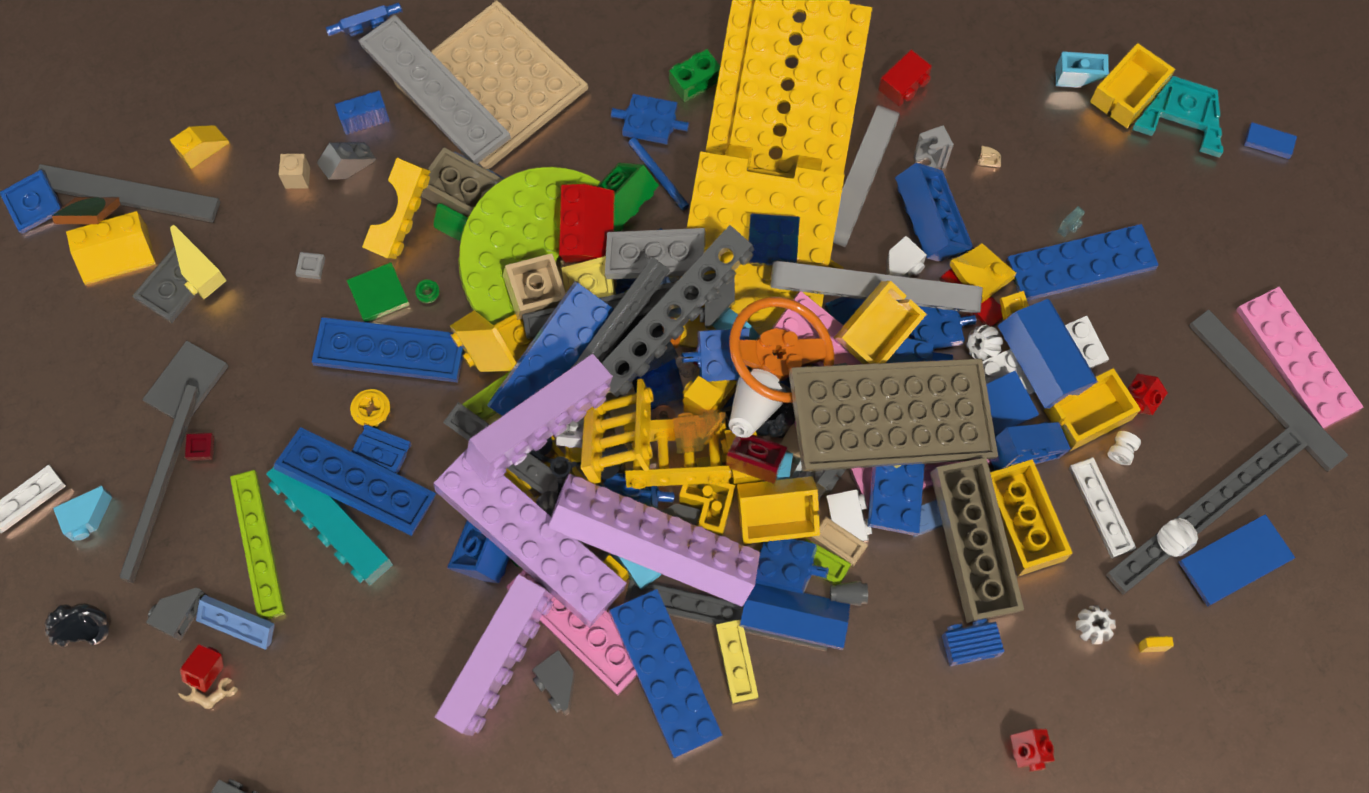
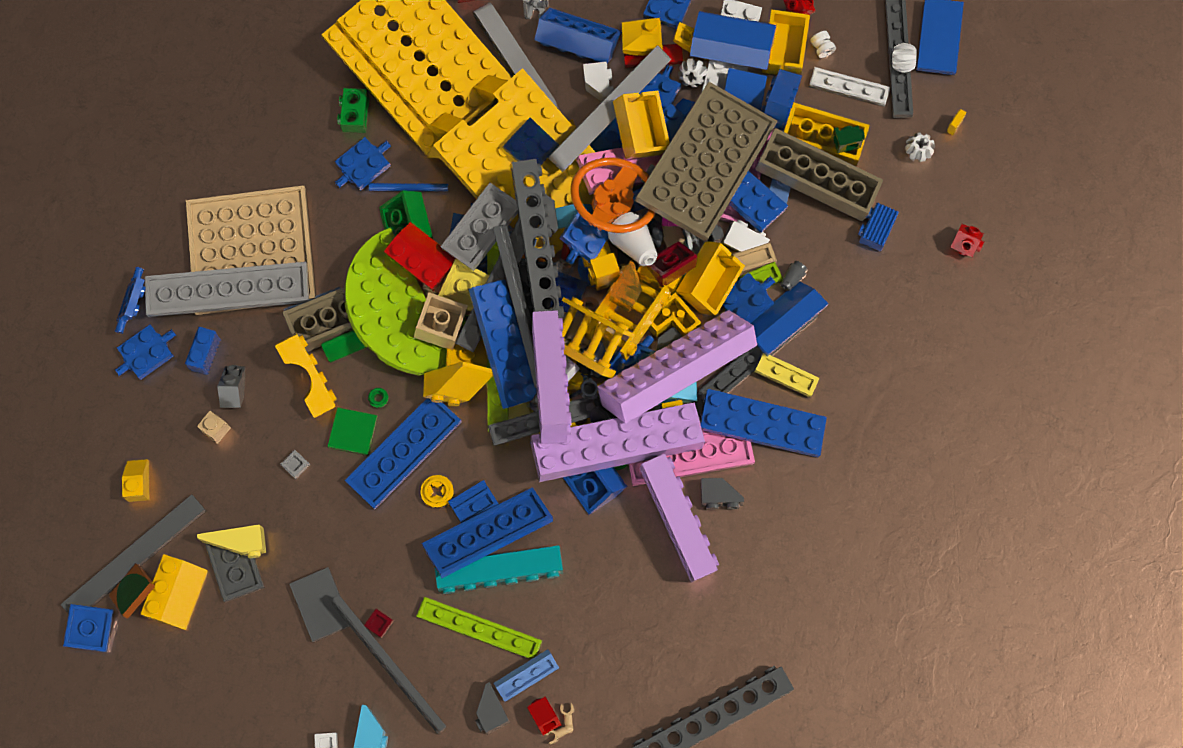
camera: 50 degrees left, 5 degrees up
(329, 68) = (145, 352): none -> blue plate
(1037, 540) = (848, 138): none -> dark green brick

